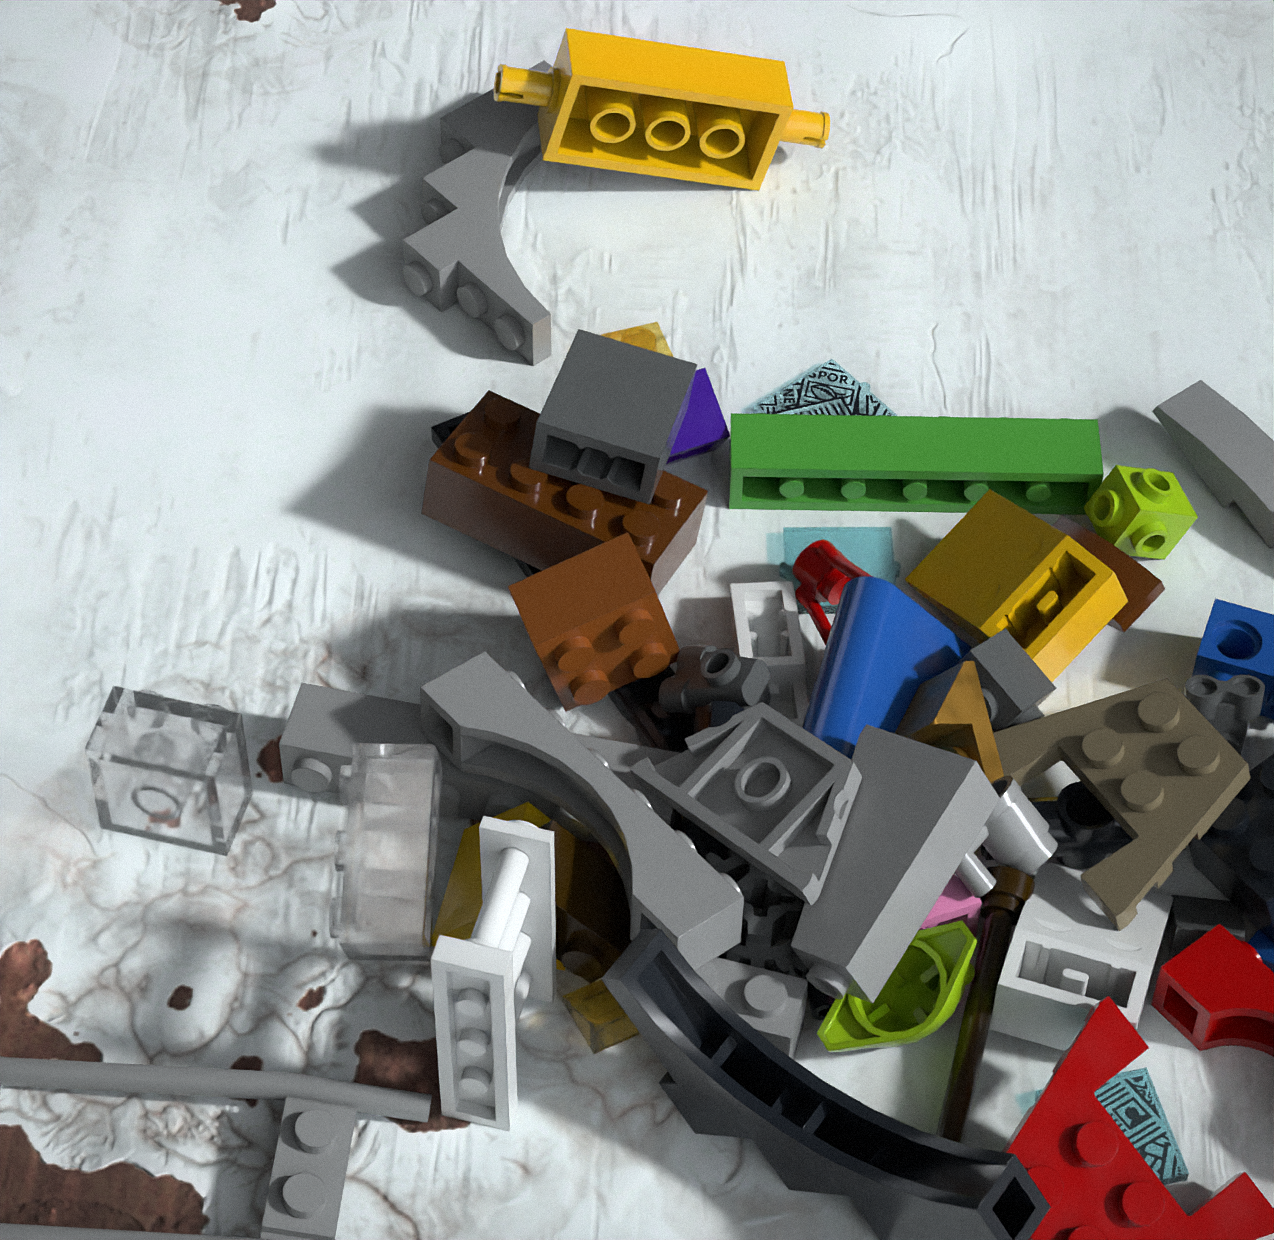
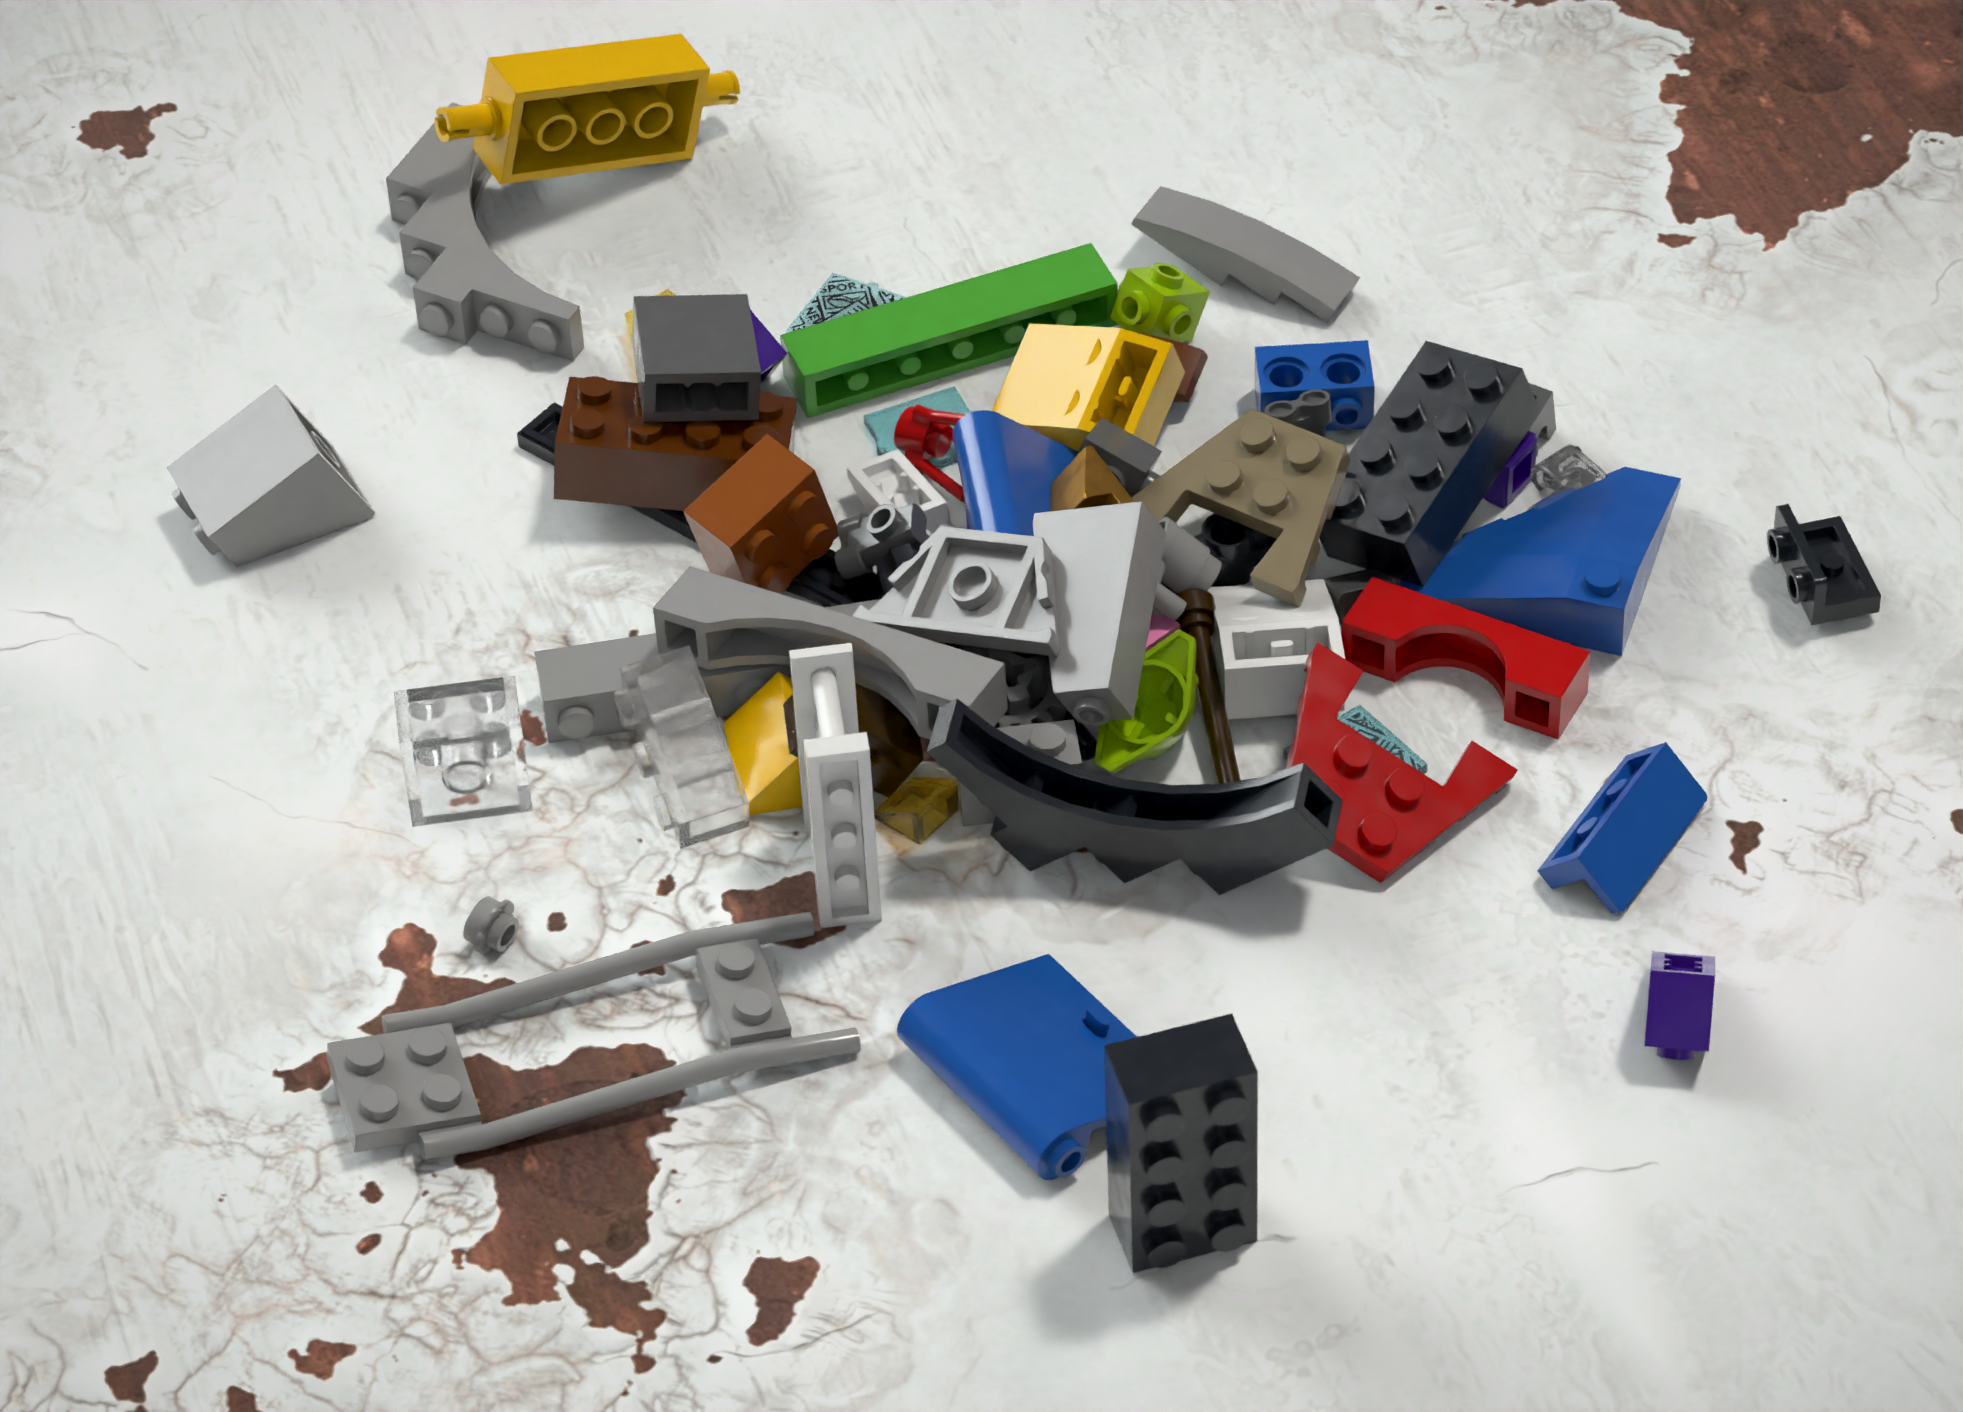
camera: 20 degrees left, 5 degrees down
(103, 981) = (491, 925): none -> light grey plate
(161, 398) = (266, 483): none -> slope

